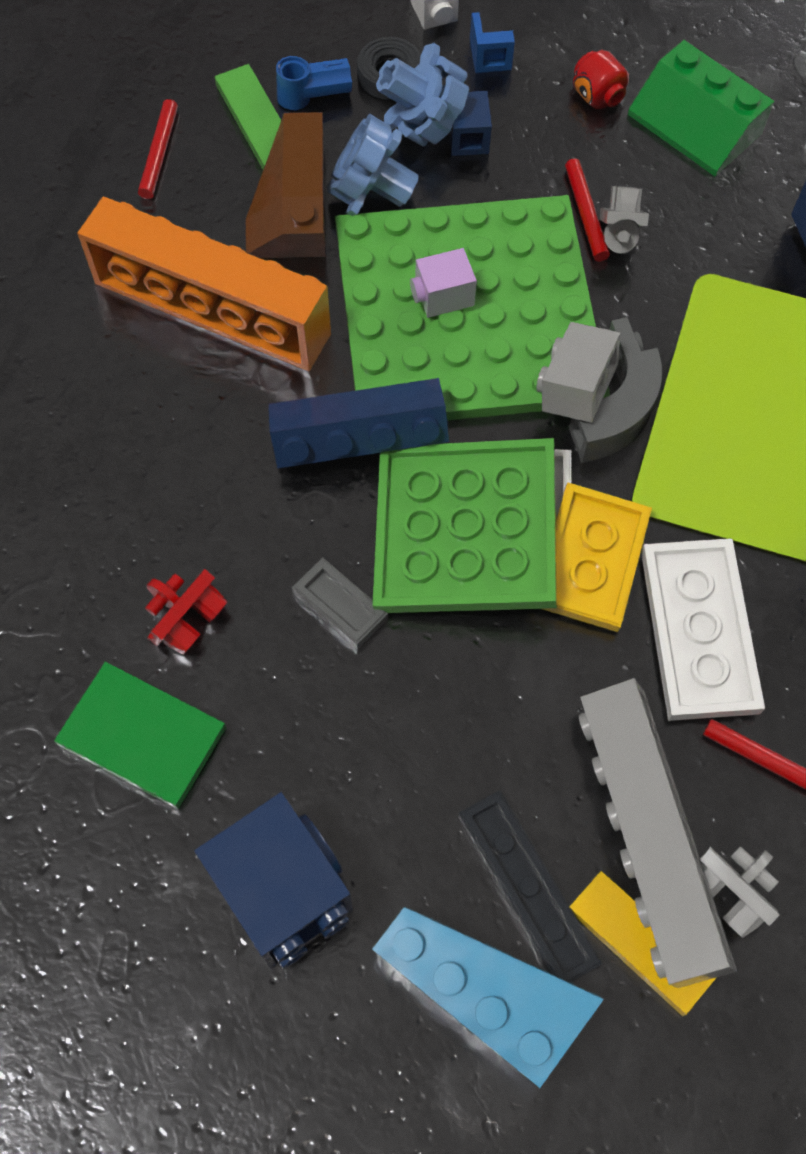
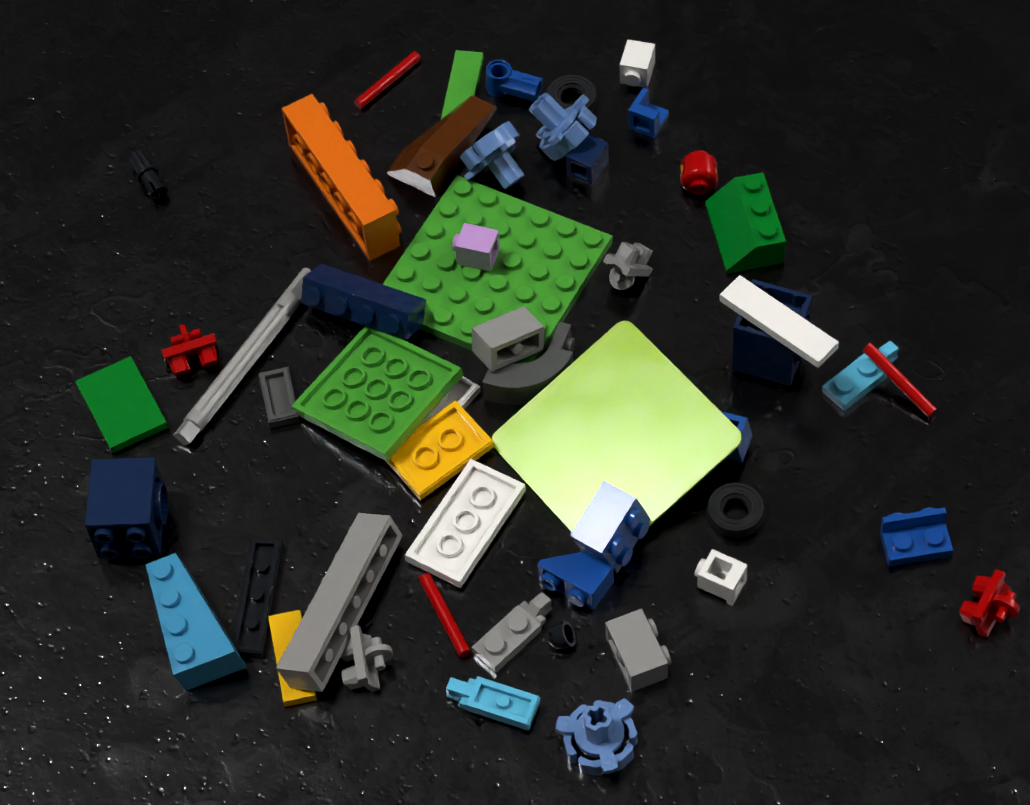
camera: 40 degrees right, 10 degrees down
(259, 598) = (242, 361): none -> light grey piece
(587, 210) = (626, 236): red bar -> none

